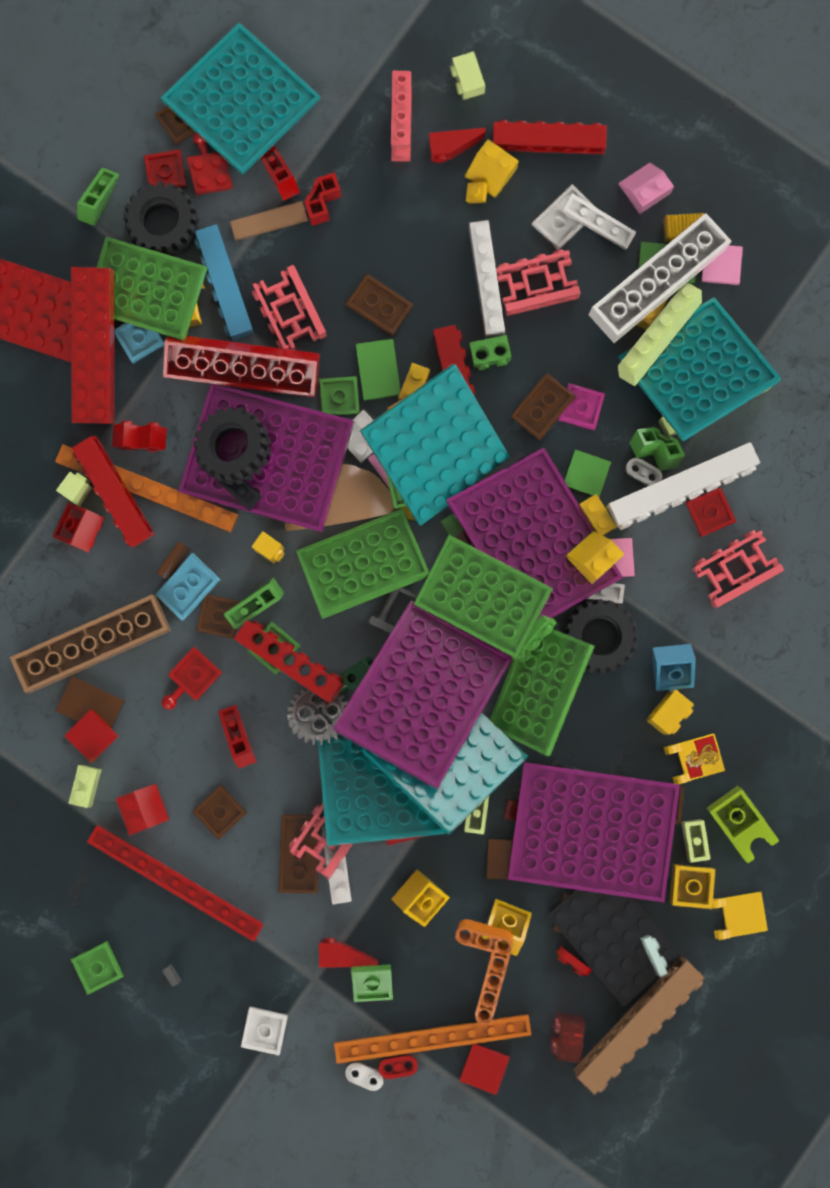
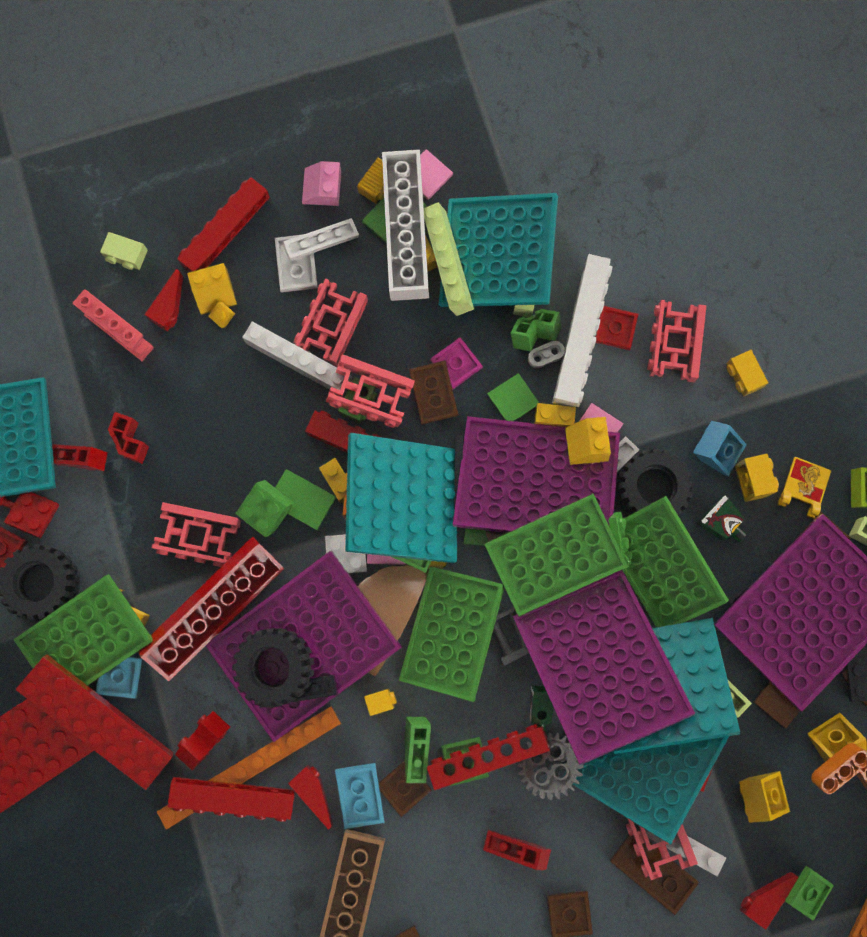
camera: 55 degrees left, 5 degrees down
(75, 488) = (203, 830): yellowish green brick -> none
(78, 527) = (237, 852): red slope -> none
(163, 543) = (311, 791): none -> red slope
(173, 561) = (329, 792): reddish brown tile -> none
(192, 674) = (436, 849): red plate -> none
(224, 283) = (131, 570): dark azure brick -> none
(268, 221) = (110, 495): medium nougat tile -> none
(339, 396) = (298, 547): bright green tile -> none
(349, 346) = (264, 508): none -> bright green brick
(379, 304) = (249, 458): reddish brown tile -> none
(510, 809) = (743, 665): clear red plate -> none
(517, 350) = (375, 377): none -> coral fence
(615, 712) = (723, 520): none -> torso
(753, 644) = (746, 373): none -> yellow brick

